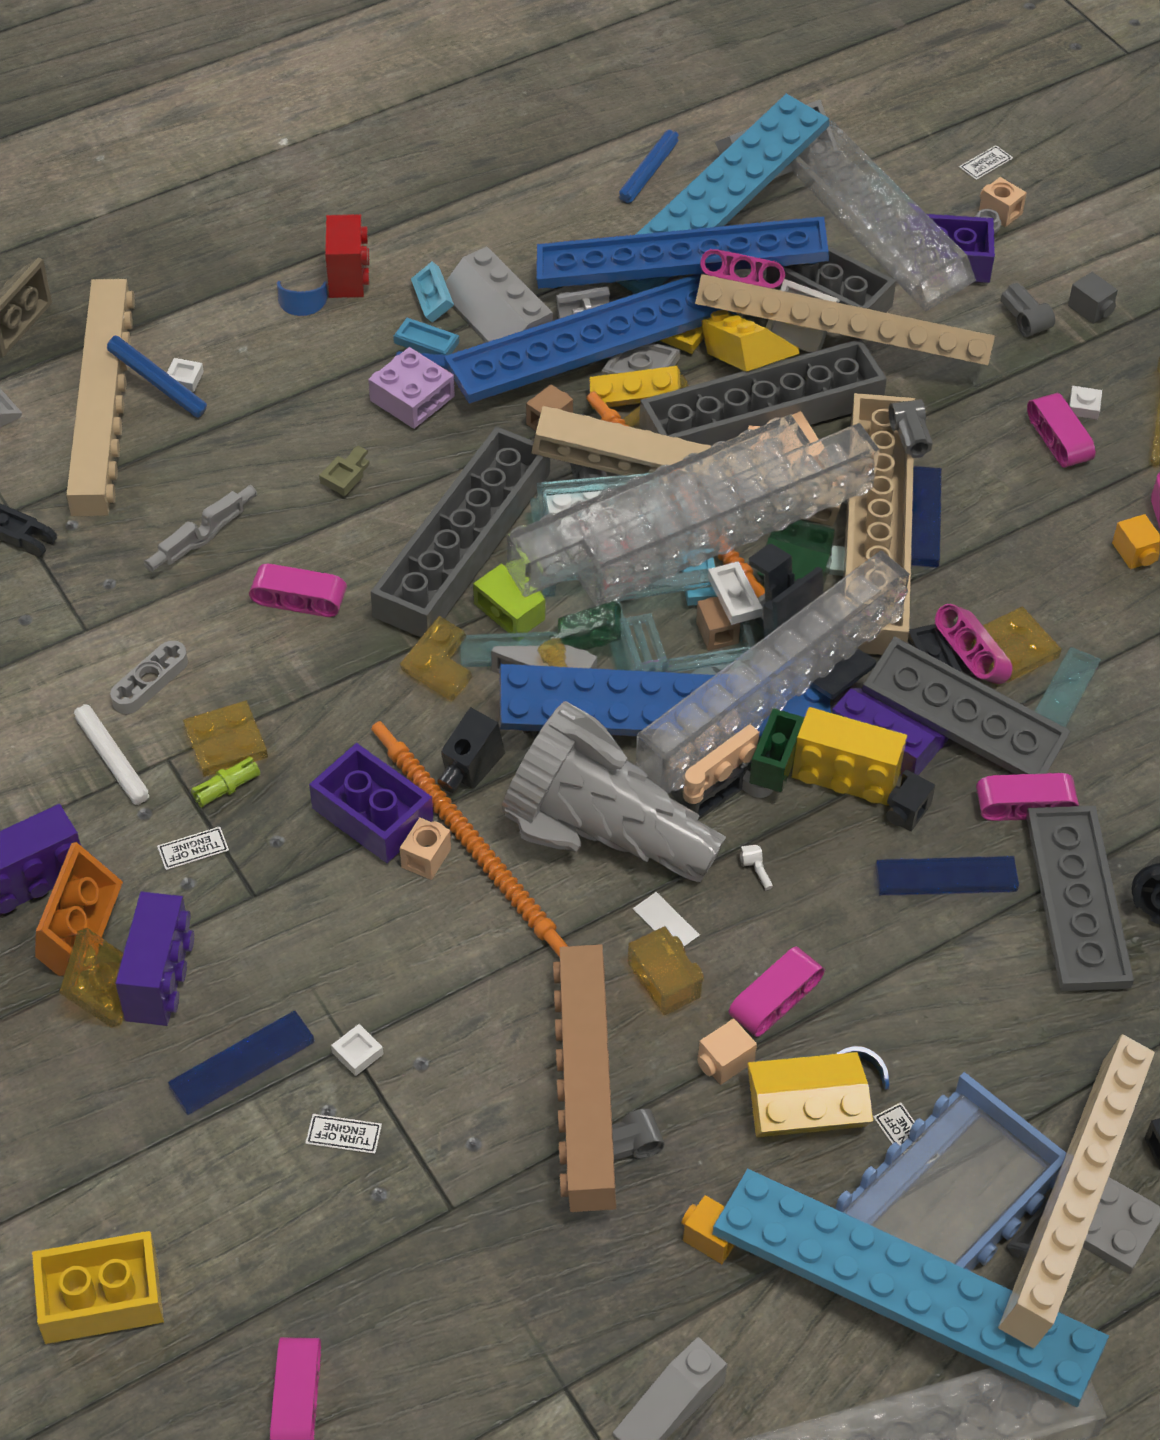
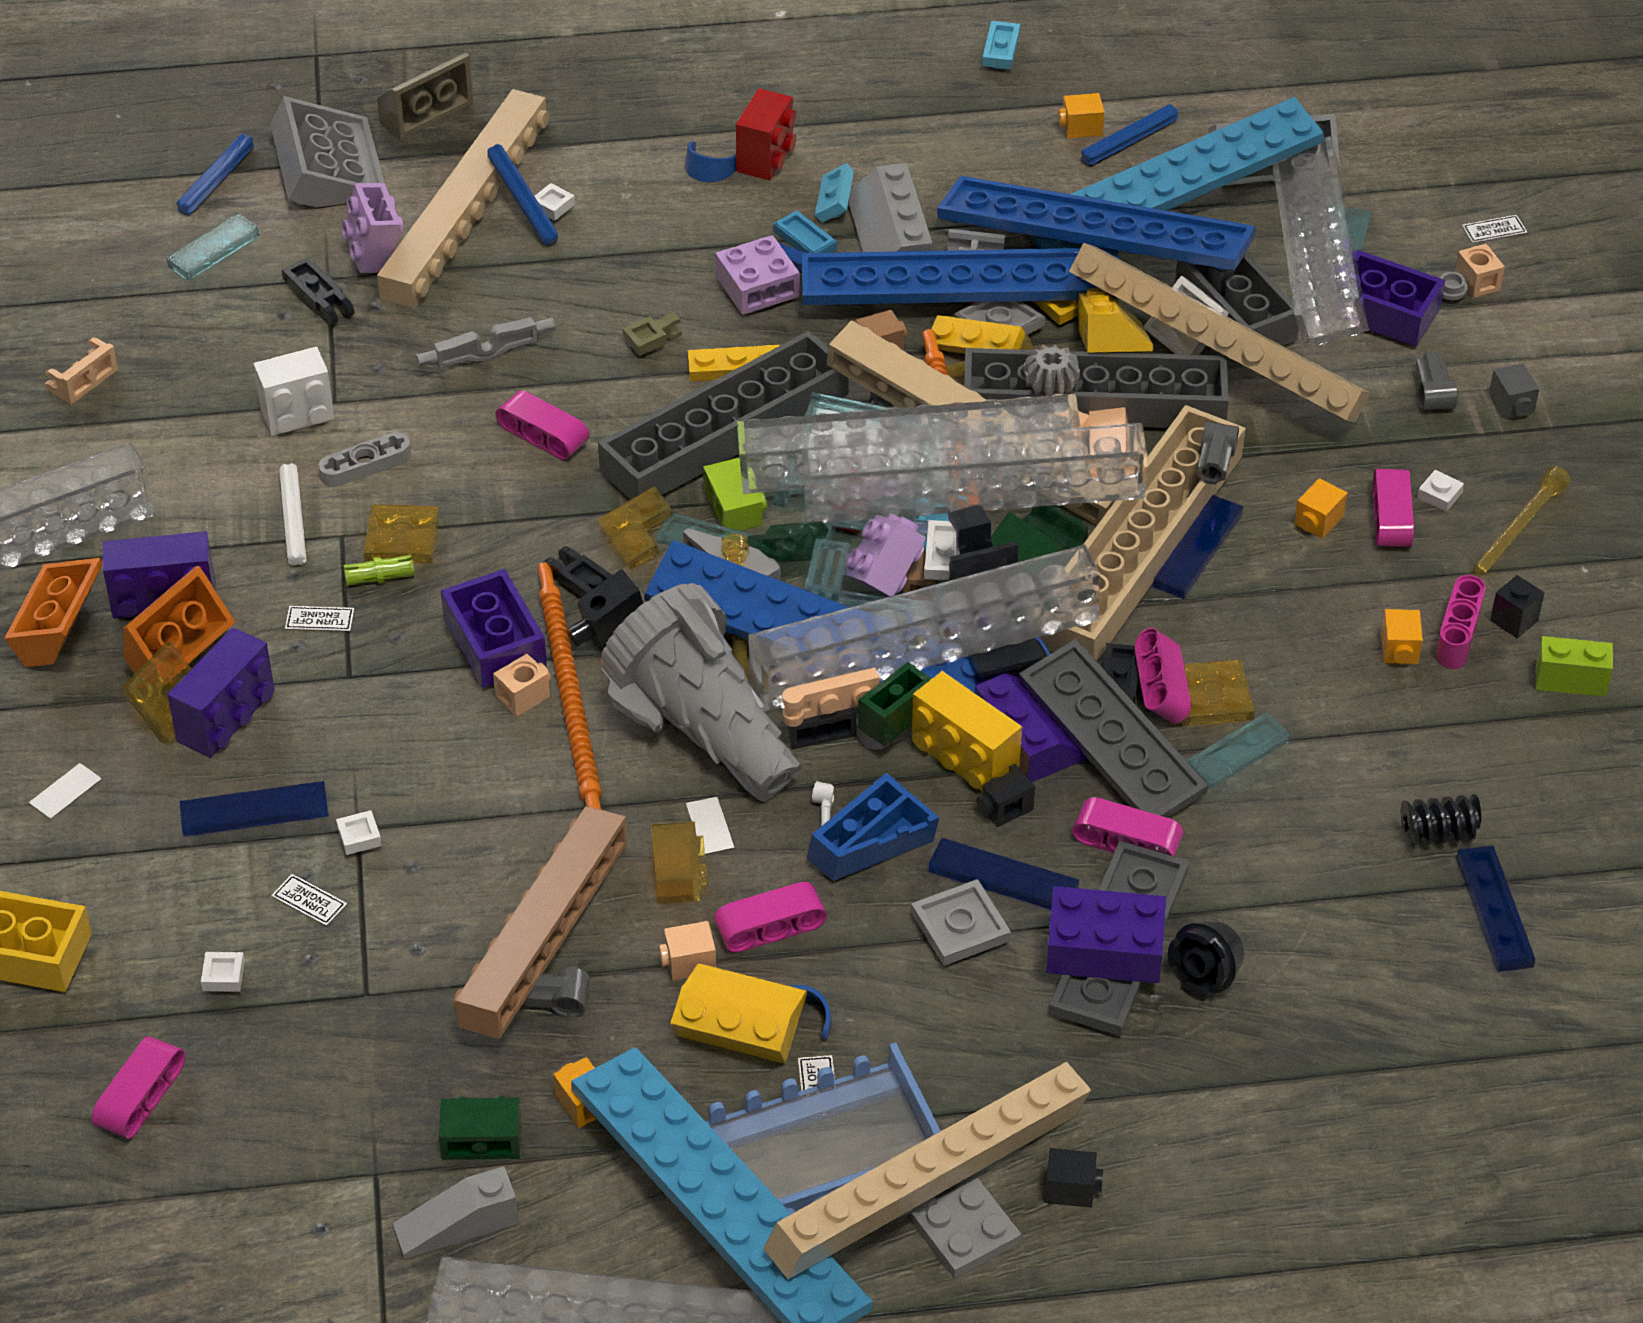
camera: 25 degrees right, 5 degrees down
(37, 450) = (371, 226): none -> lavender brick
(43, 1112) = (65, 790): none -> white sticker
(52, 633) = (294, 391): none -> white brick
(308, 1241) = (222, 971): none -> white plate
(418, 722) = (581, 572): none -> black hinge
(429, 476) = (715, 363): none -> yellow plate
(495, 117) = (1001, 45): none -> medium azure plate
(602, 160) = (1082, 115): none -> light orange brick
(642, 1303) = (480, 1128): none -> dark green brick
(689, 612) = (885, 554): none -> lavender brick
(732, 398) = (1051, 370): none -> light grey gear
(757, 268) = (1124, 247): dark pink beam -> none
(820, 873) = (872, 829): none -> blue wedge
(940, 933) = (960, 922): none -> light grey plate
(1005, 449) = (1320, 508): none -> light orange brick
(1080, 901) = (1106, 934): none -> dark purple brick

